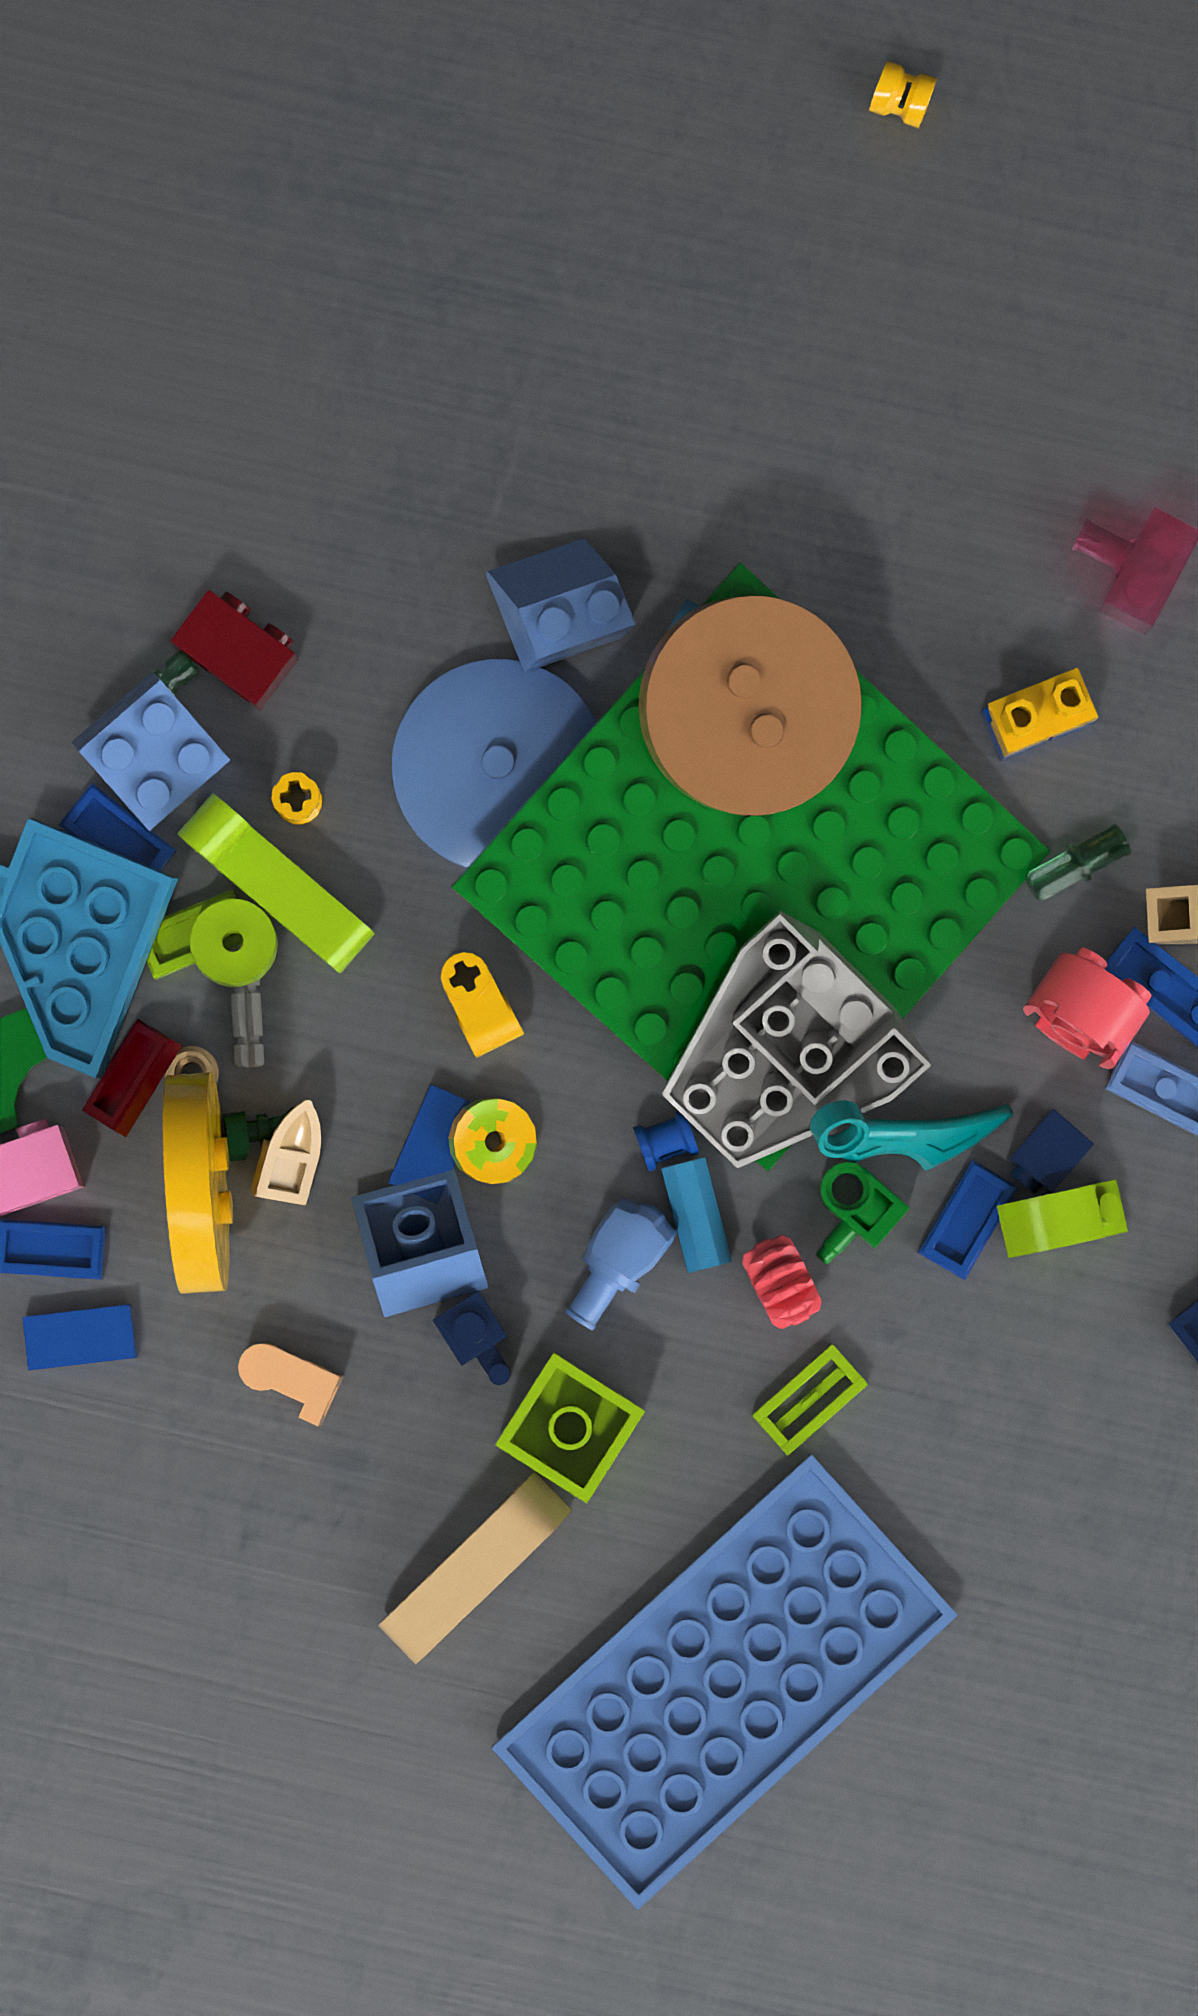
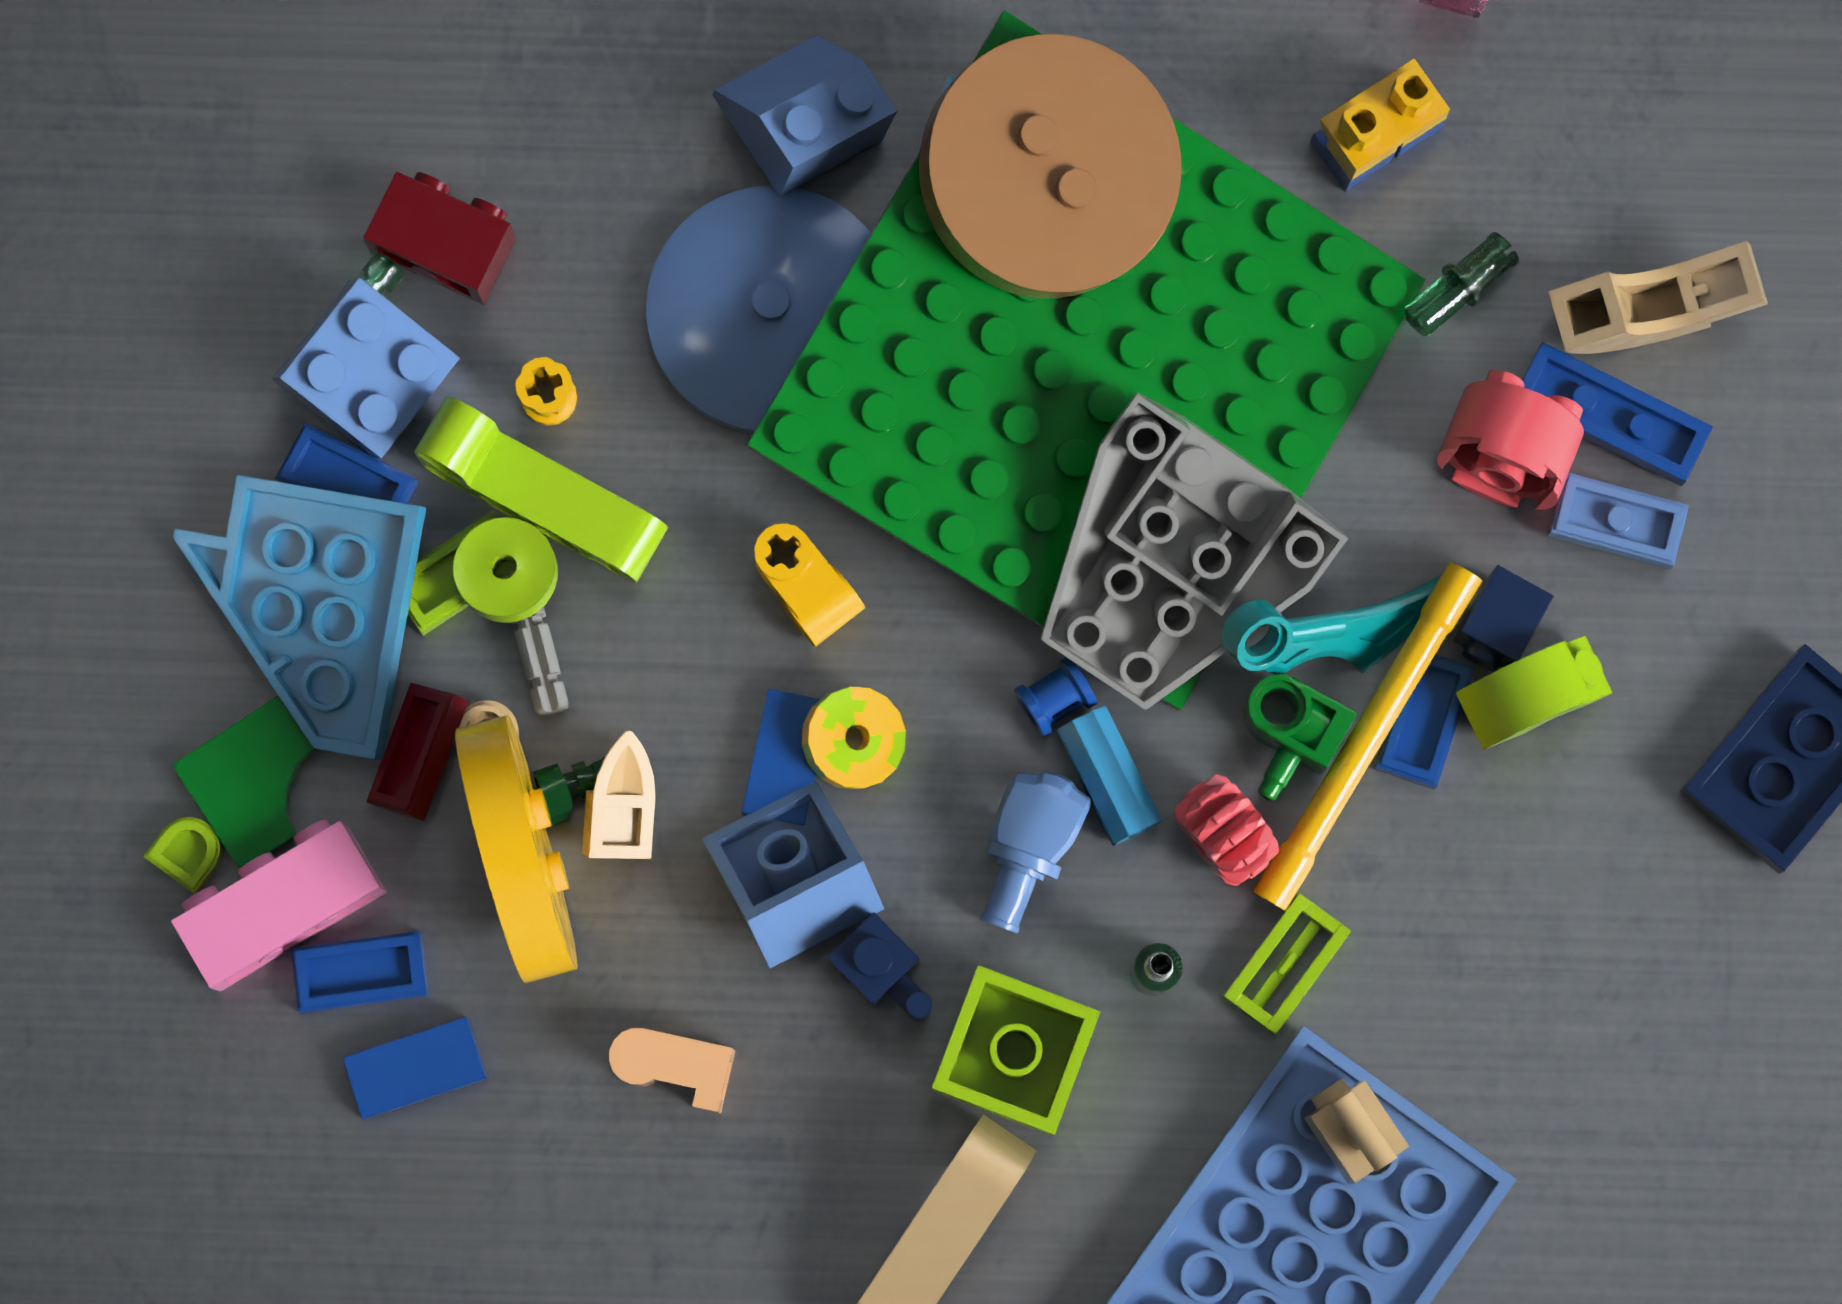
camera: 15 degrees left, 5 degrees down
(707, 1377) = (1166, 970): none -> clear green piece
(832, 1549) = (1354, 1129): none -> tan brick
(838, 1310) = (1436, 620): none -> yellow piece

